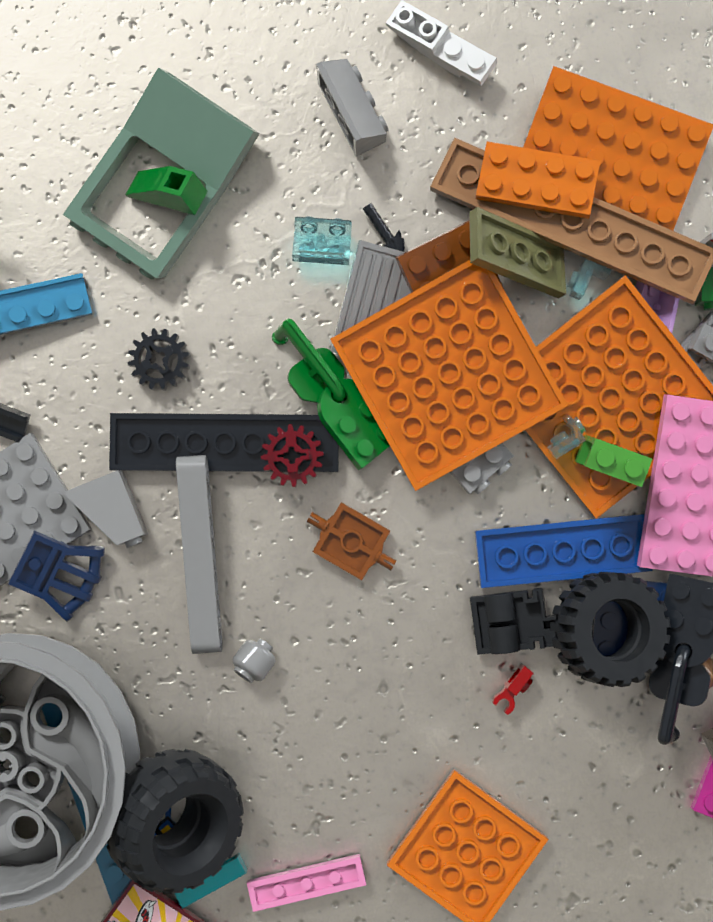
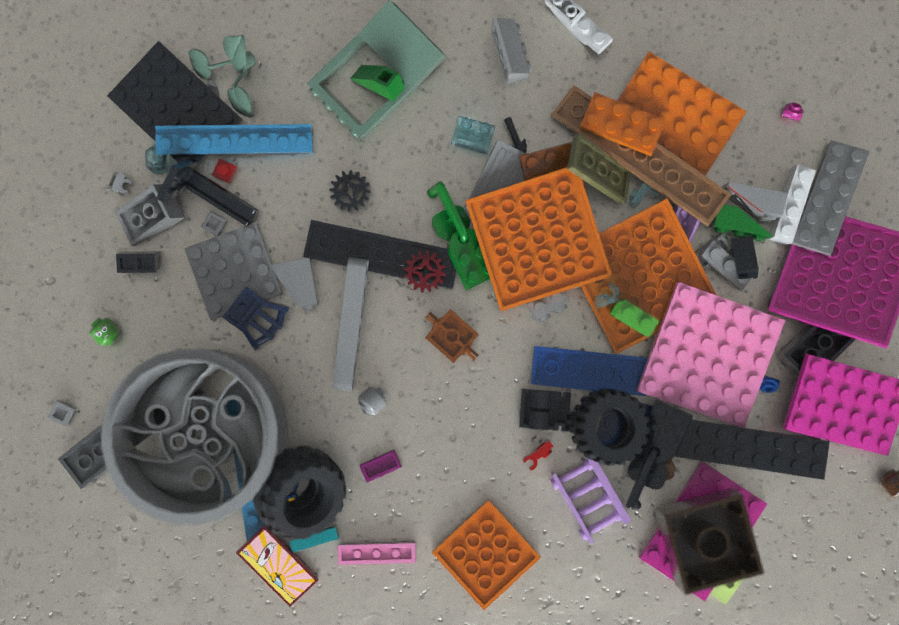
camera: 10 degrees right, 0 degrees up
(286, 752) = (380, 466): none -> magenta tile
(629, 730) = (609, 497): none -> lavender fence

